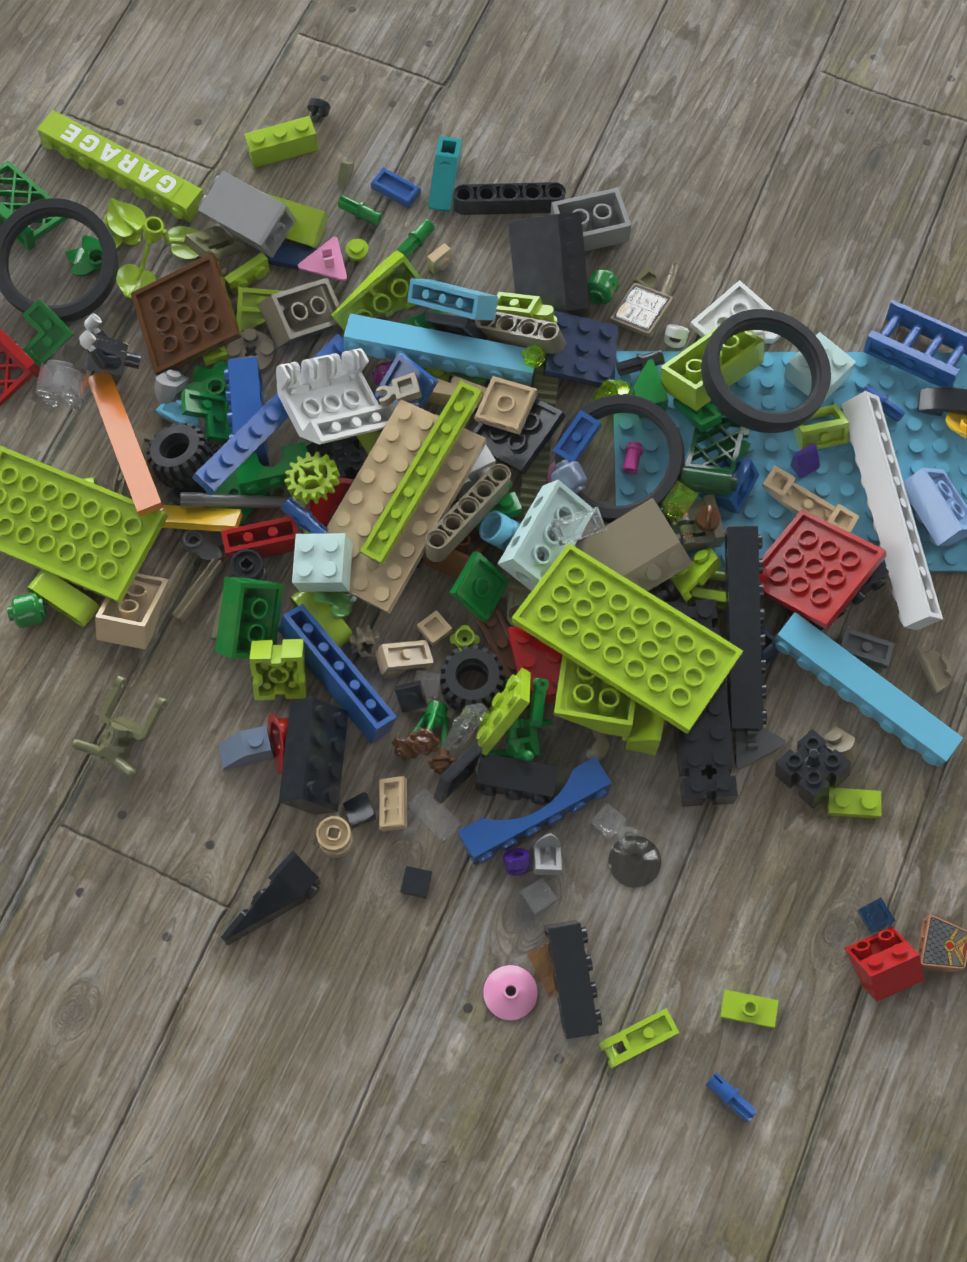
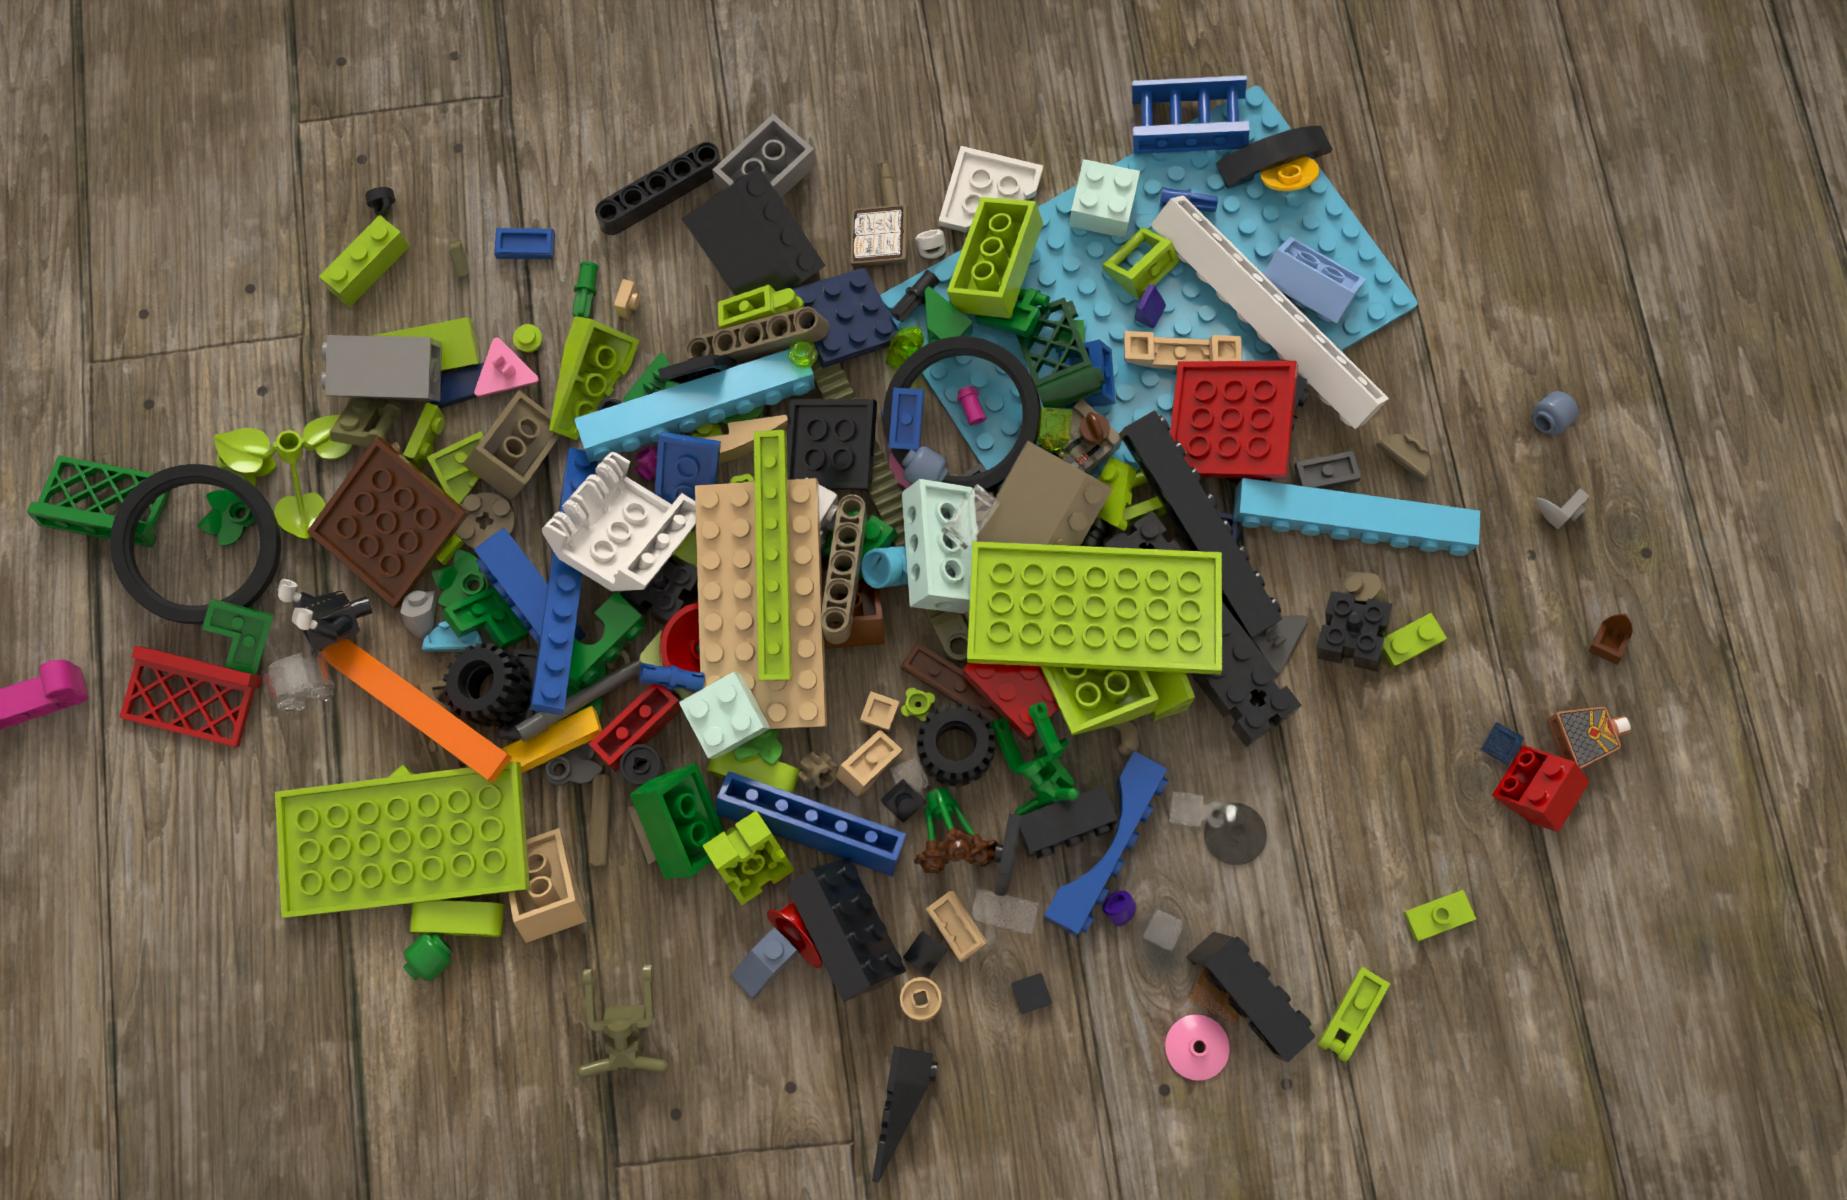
camera: 30 degrees left, 5 degrees up
(120, 165) = (196, 390): lime brick -> none
(312, 477) = (644, 618): lime gear -> none
(360, 210) = (502, 292): green axle -> none
(403, 388) = (690, 472): dark tan plate -> none
(445, 173) = (572, 199): teal slope -> none
(452, 299) = (676, 339): medium azure brick -> none
(464, 726) = (981, 800): clear plate -> none
(479, 586) = (903, 640): green tile -> none
(504, 710) = (1016, 760): lime plate -> none
(506, 405) = (808, 423): tan tile -> none
(547, 856) = (1148, 884): light grey plate -> none
(602, 286) = (822, 232): green head -> none
(647, 278) = (861, 197): olive tile -> none
(731, 1097) = (1477, 1016): blue axle -> none
(787, 328) = (1080, 180): black tyre -> none

